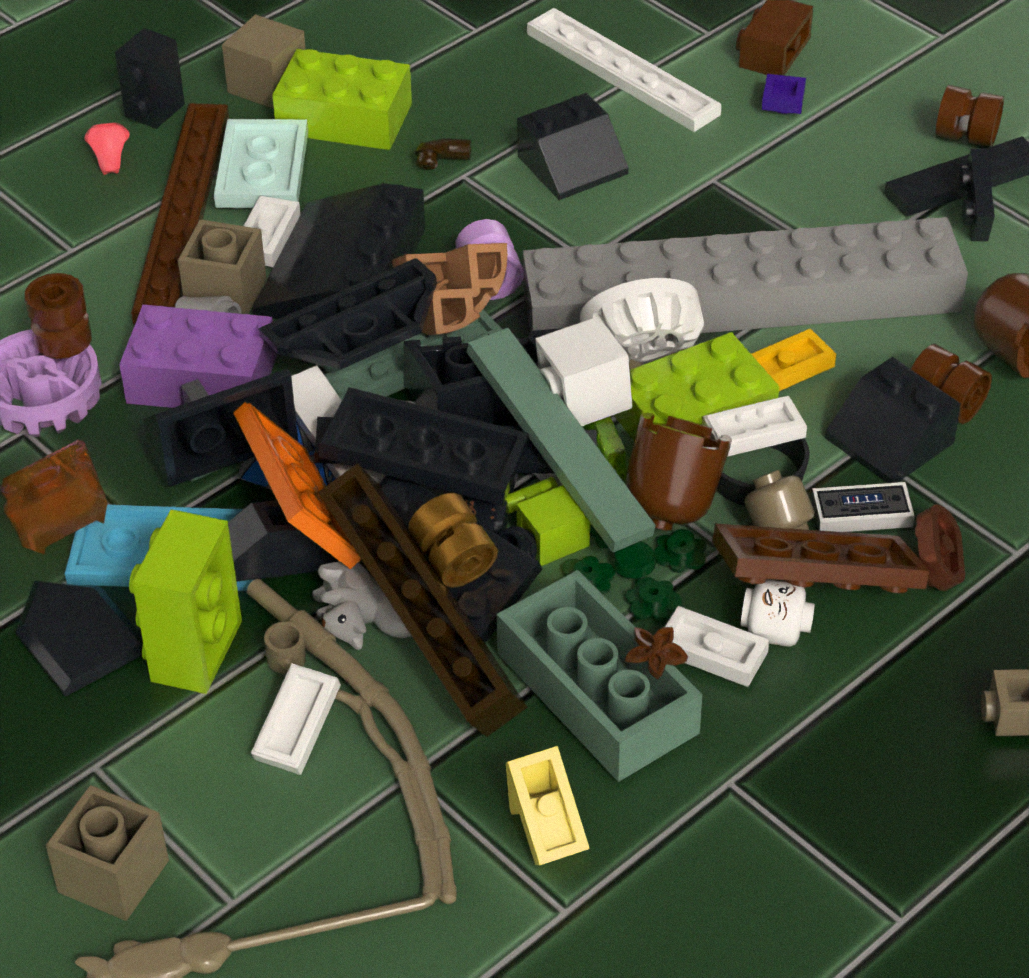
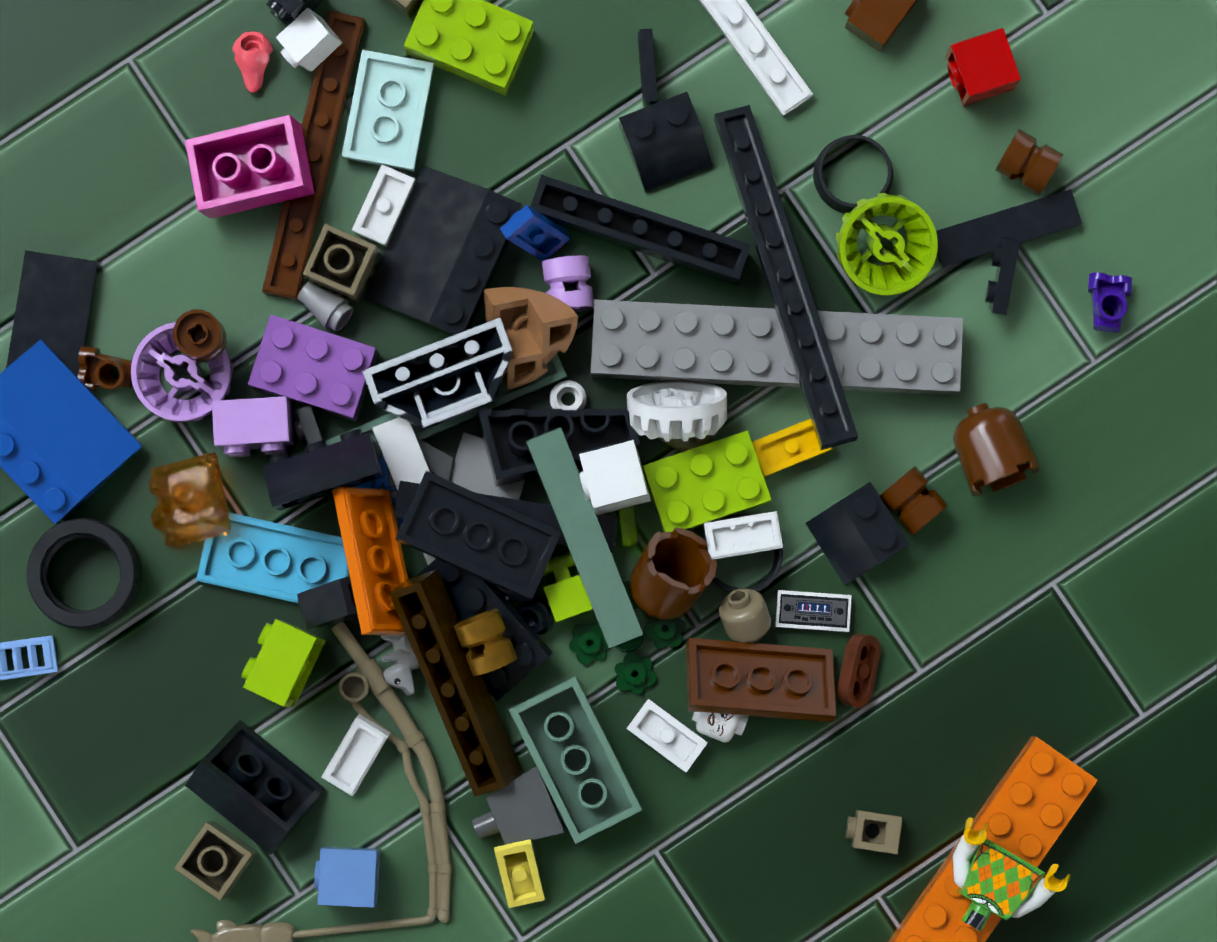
camera: 10 degrees right, 40 degrees up
(76, 633) = (202, 635): black tile -> none
(110, 202) = (249, 166): none -> dark pink brick
(120, 393) = (253, 425): none -> lavender brick
(157, 770) = (254, 787): none -> black slope
(168, 112) = (308, 40): none -> white brick
(301, 846) = (347, 876): none -> medium blue head
(439, 207) = (535, 233): none -> blue plate
(444, 148) = (547, 114): dark brown arm -> none
(533, 725) = (520, 811): none -> dark grey torso
(535, 88) = (647, 67): none -> black tile
(560, 203) = (641, 230): none -> black brick
(657, 650) = (615, 769): reddish brown plant -> none
(745, 205) = (785, 278): none -> black plate
(781, 175) = (821, 188): none -> black tyre
(783, 94) = (873, 90): dark purple plate -> none
(847, 173) = (907, 265): none -> lime gear
(893, 56) = (982, 67): none -> red head

